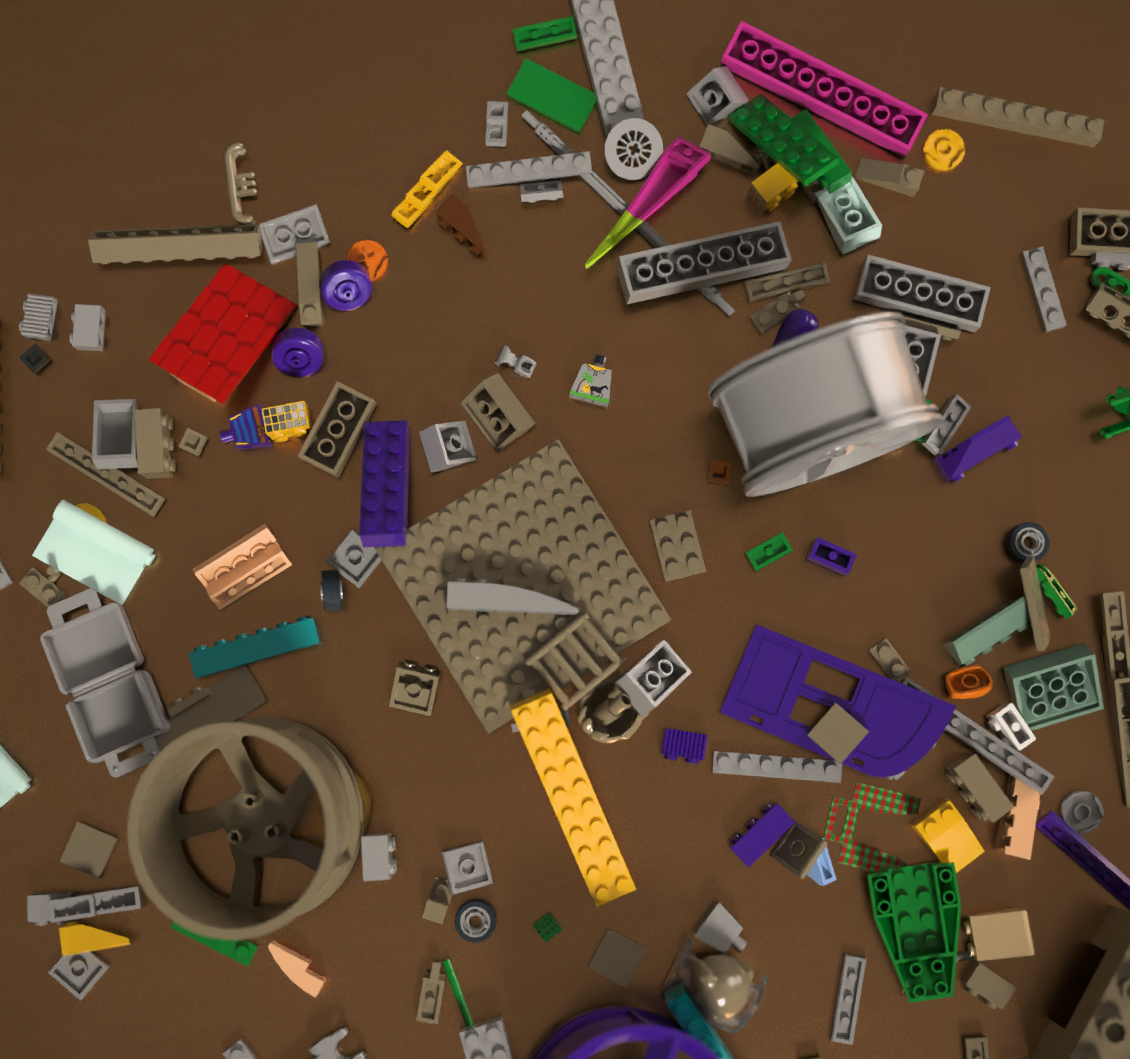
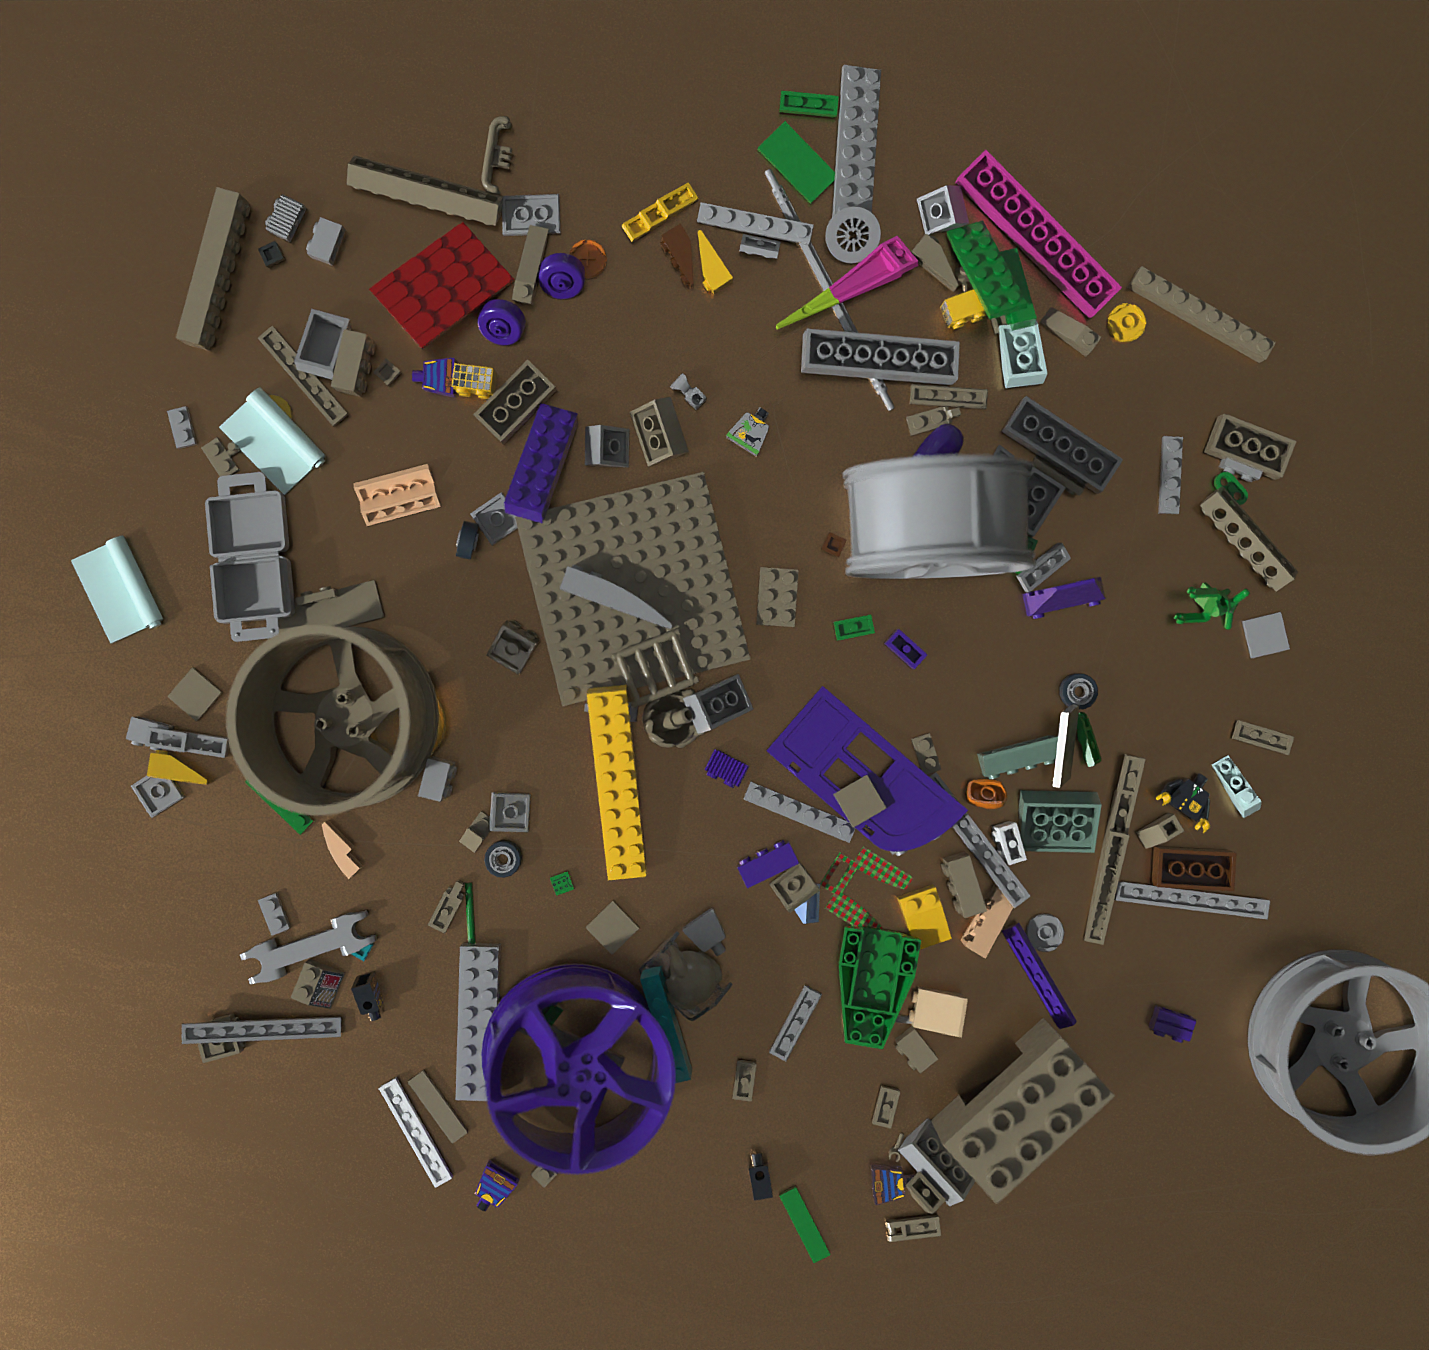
camera: 20 degrees right, 5 degrees up
(254, 648) = (387, 568): teal brick -> none
(496, 124) = (740, 172): light grey slope -> none
(501, 230) = (713, 269): none -> yellow slope

